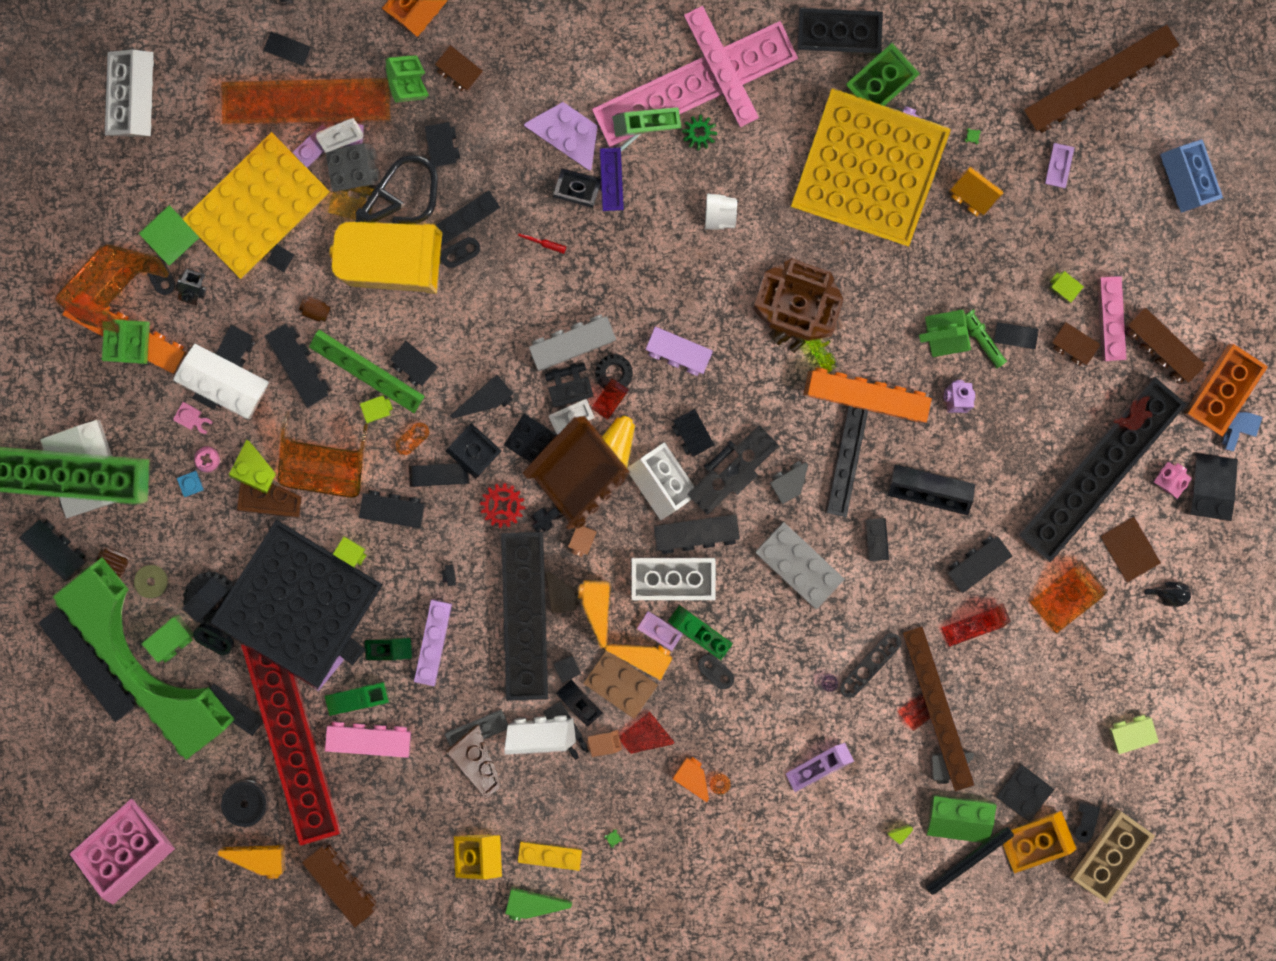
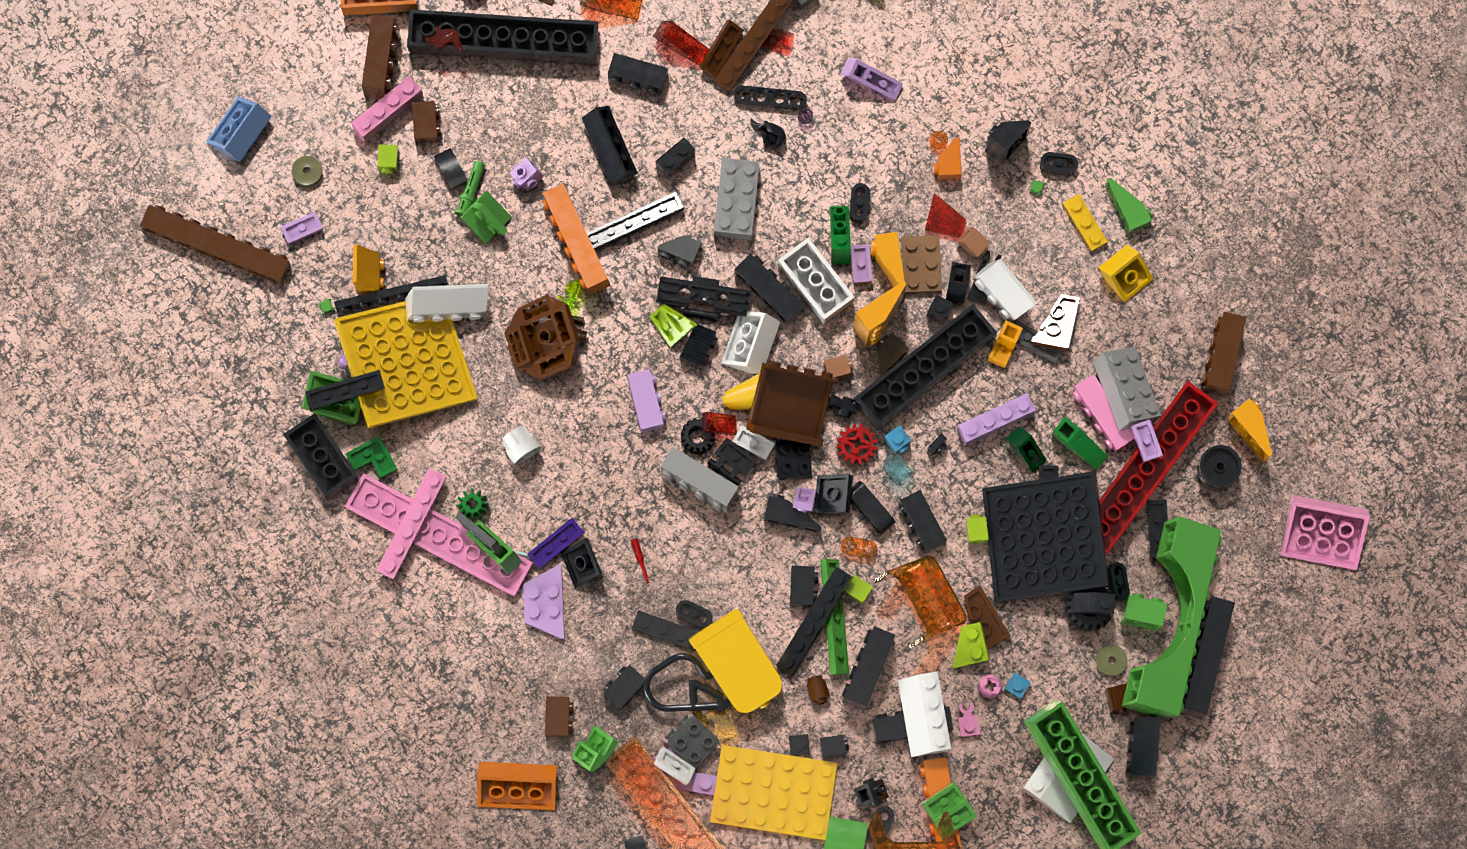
camera: 130 degrees left, 10 degrees down
(255, 286) = (833, 746): none -> black brick
(312, 756) = (1146, 441): none -> lavender plate
(373, 776) = (1126, 387): none -> light grey brick
(374, 350) = (814, 621): none -> black plate
(455, 523) = (896, 468): none -> clear light blue brick
(478, 542) = (897, 440): none -> dark azure brick
(487, 422) = (804, 499): none -> lavender plate
(493, 701) = (1005, 344): none -> light orange slope
(620, 874) = (1059, 161): none -> black plate
(668, 115) = (479, 533): none -> dark grey tile
(673, 841) = (1006, 138): none -> black slope
(729, 424) = (671, 324): none -> lime wing
(807, 83) = (372, 452): none -> green plate
(833, 642) = (774, 134): none -> black piece
(878, 90) = (345, 390): none -> black plate
(893, 240) = (447, 302): none -> white slope
(936, 207) = (383, 296): none -> black plate
(946, 655) = (721, 48): none -> reddish brown plate
(1117, 204) = (303, 163): none -> olive piece

